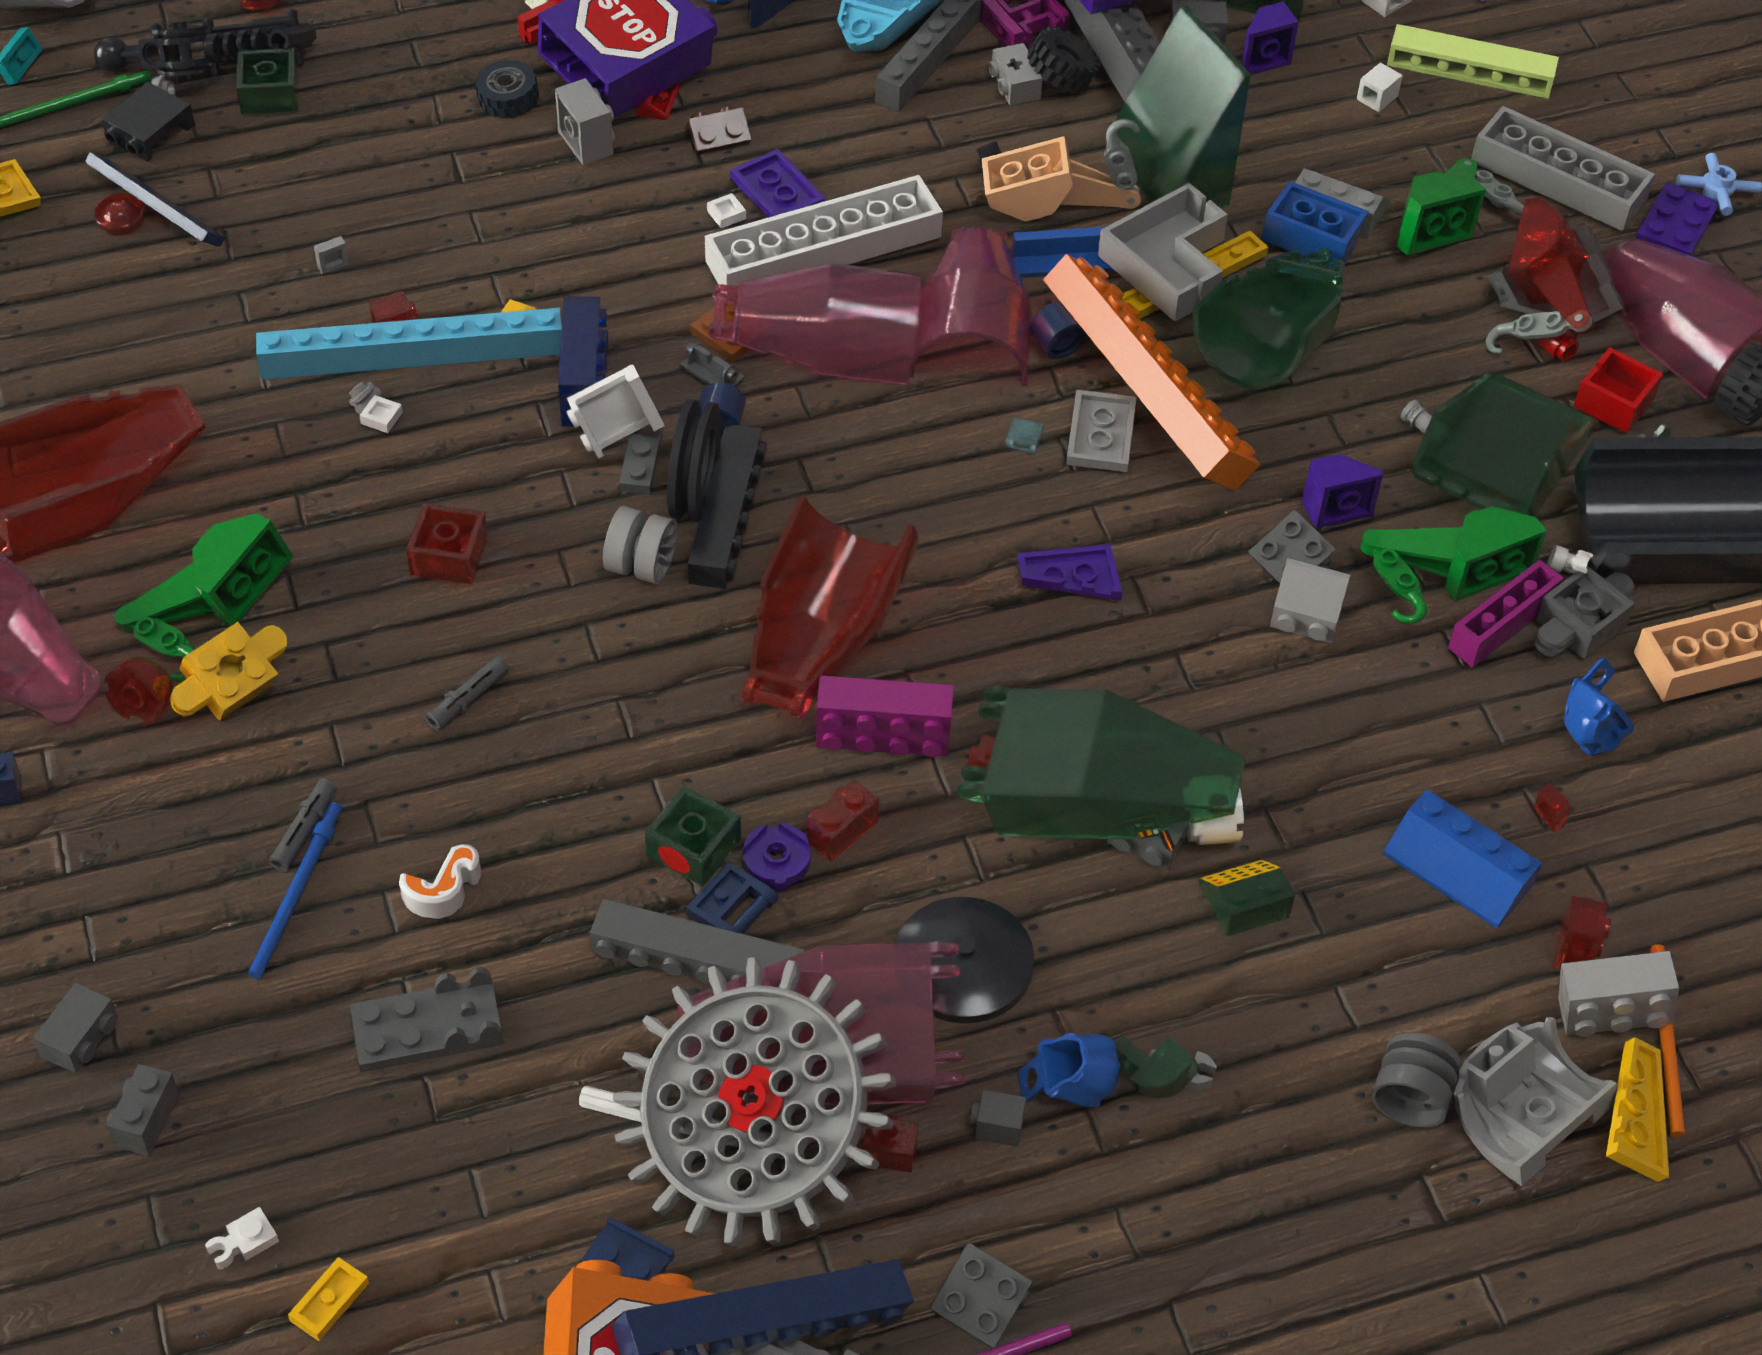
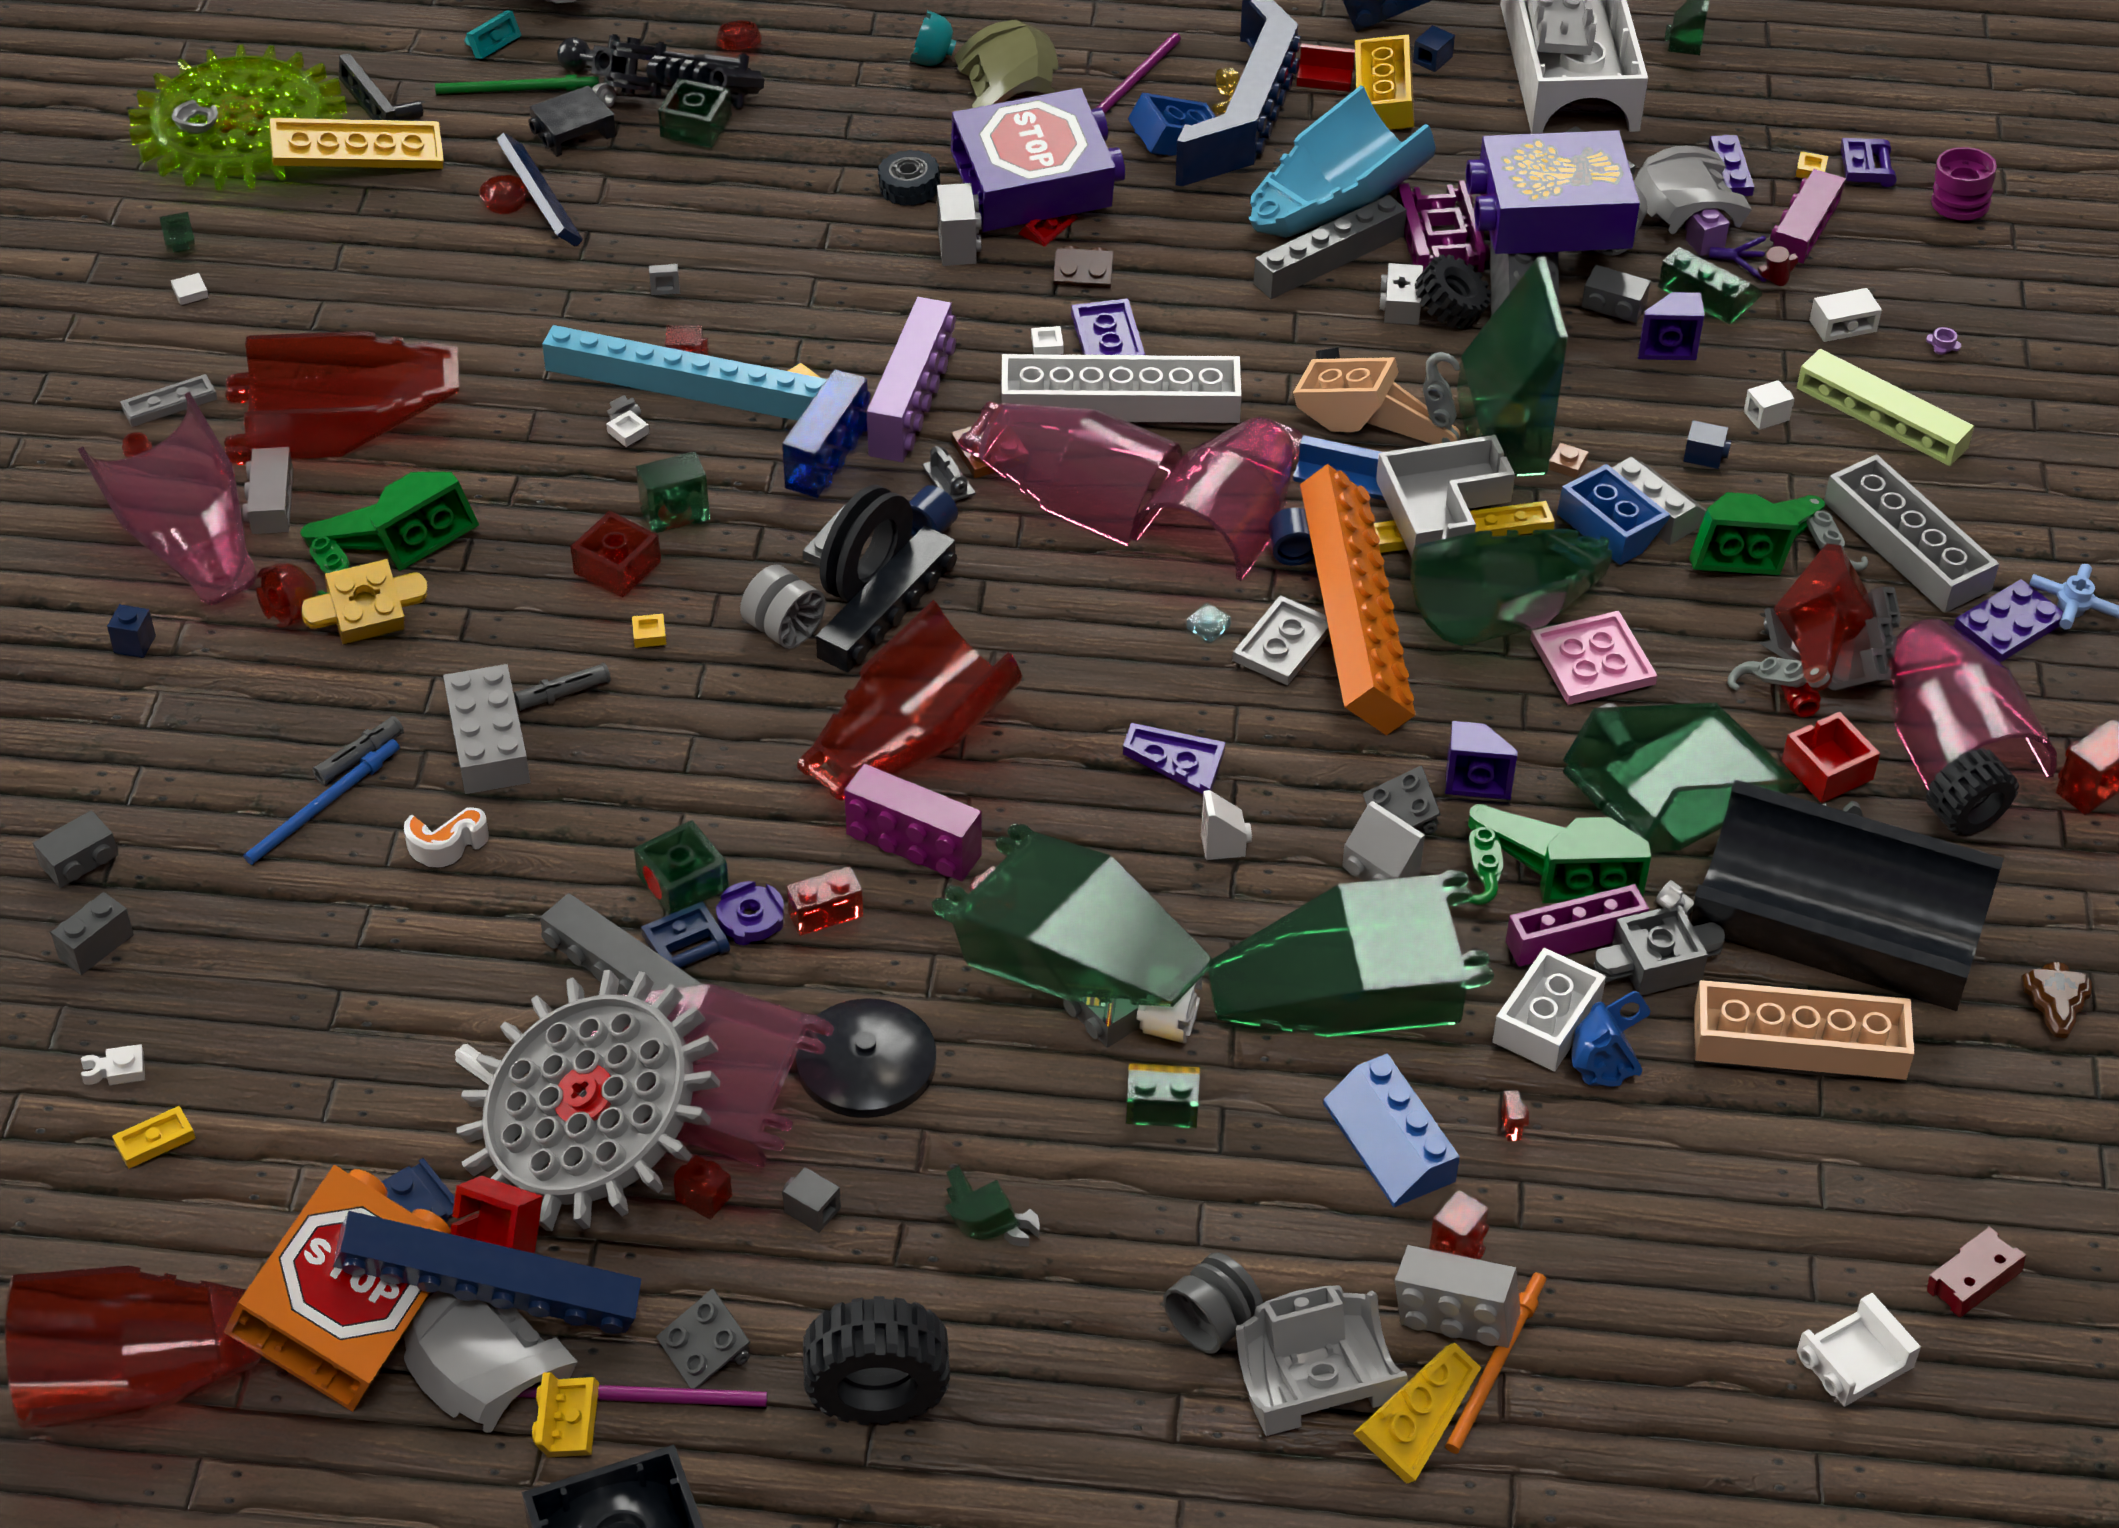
camera: 25 degrees right, 5 degrees down
(59, 585) = (269, 490): none -> light grey brick
(421, 760) = (486, 729): none -> light grey brick
(427, 1022) = (368, 947): dark grey hinge -> none
(469, 464) = (673, 492): none -> clear green brick
(519, 609) = (649, 630): none -> yellow plate
(613, 410) = (821, 481): white panel -> none
(631, 284) = (910, 379): none -> medium lavender brick
(736, 1252) = (505, 1216): none -> red piece
(1073, 1069) = (900, 1181): blue piece -> none
(1157, 628) = (1223, 828): none -> white slope
(1173, 1256) = (876, 1360): none -> black tyre
(1244, 187) = (1568, 460): none -> nougat plate
(1348, 711) = (1355, 961): none -> clear green windscreen
(1350, 138) = (1707, 444): none -> dark blue brick
(1370, 362) = (1593, 657): none -> bright pink plate
(1529, 698) = (1547, 1008): none -> white brick

